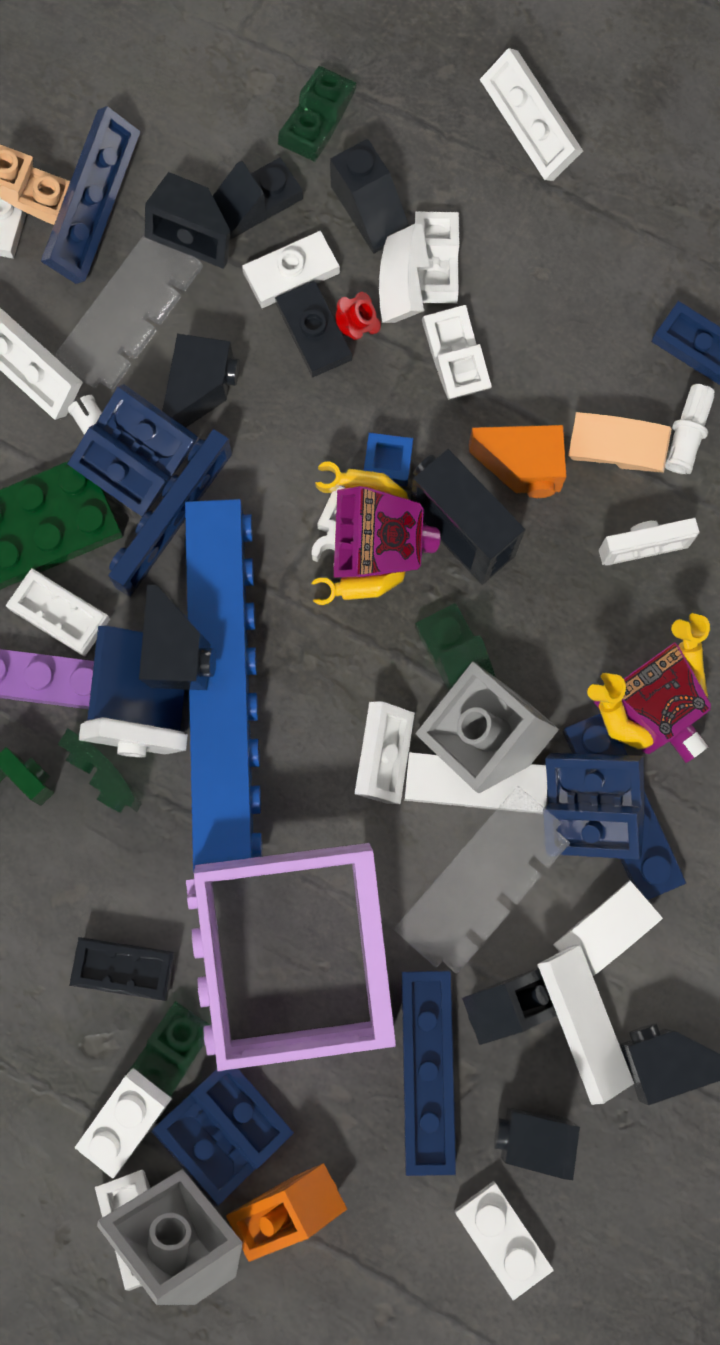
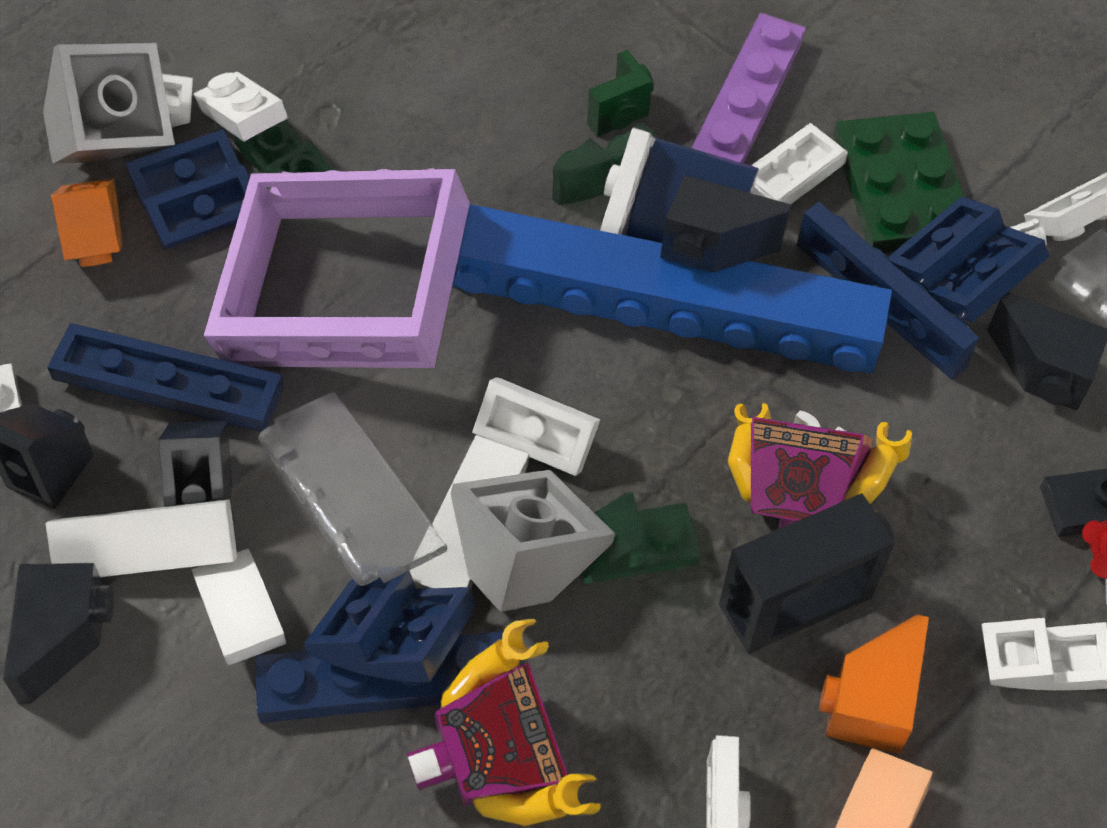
camera: 105 degrees right, 20 degrees down
(122, 969) = (393, 136): black plate -> none
(389, 456) = (914, 528): blue plate -> none

